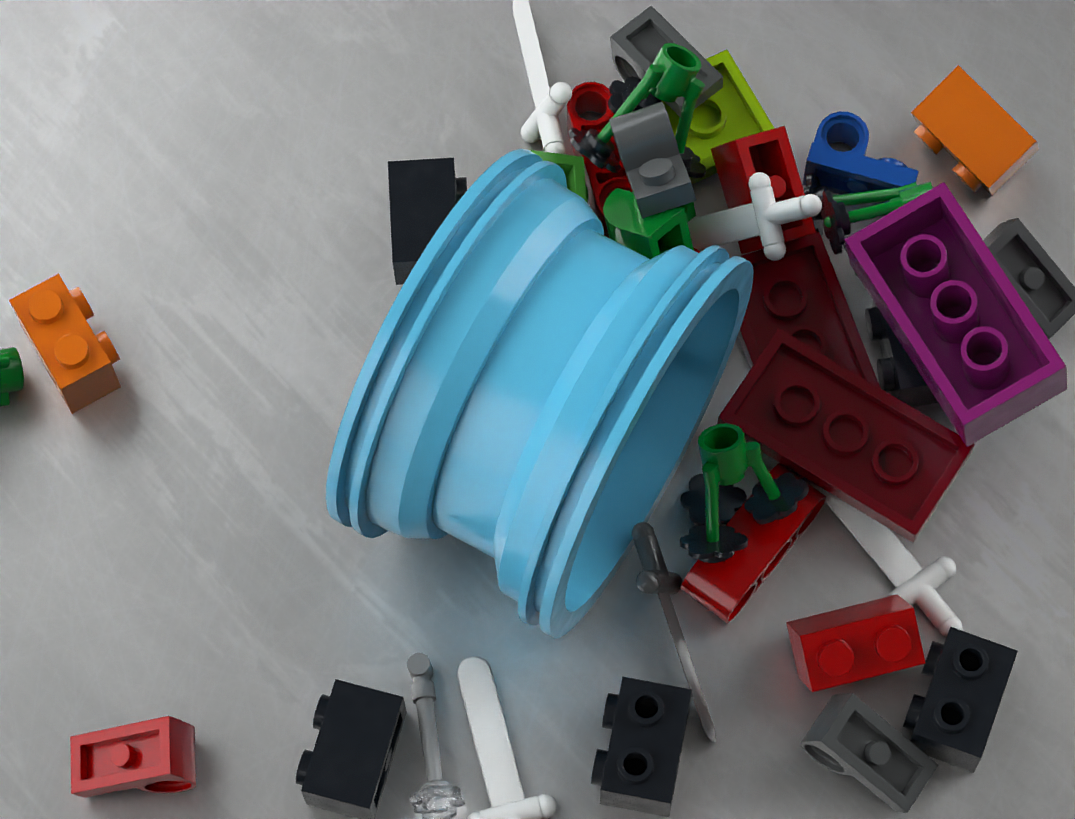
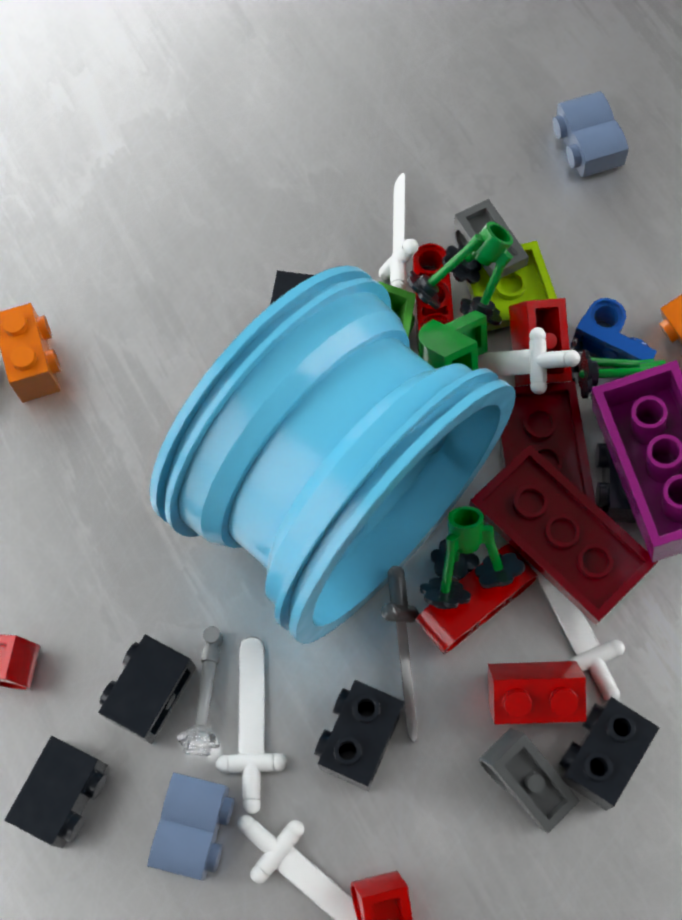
camera: 15 degrees right, 0 degrees up
(652, 160) = (461, 302): dark grey plate -> none

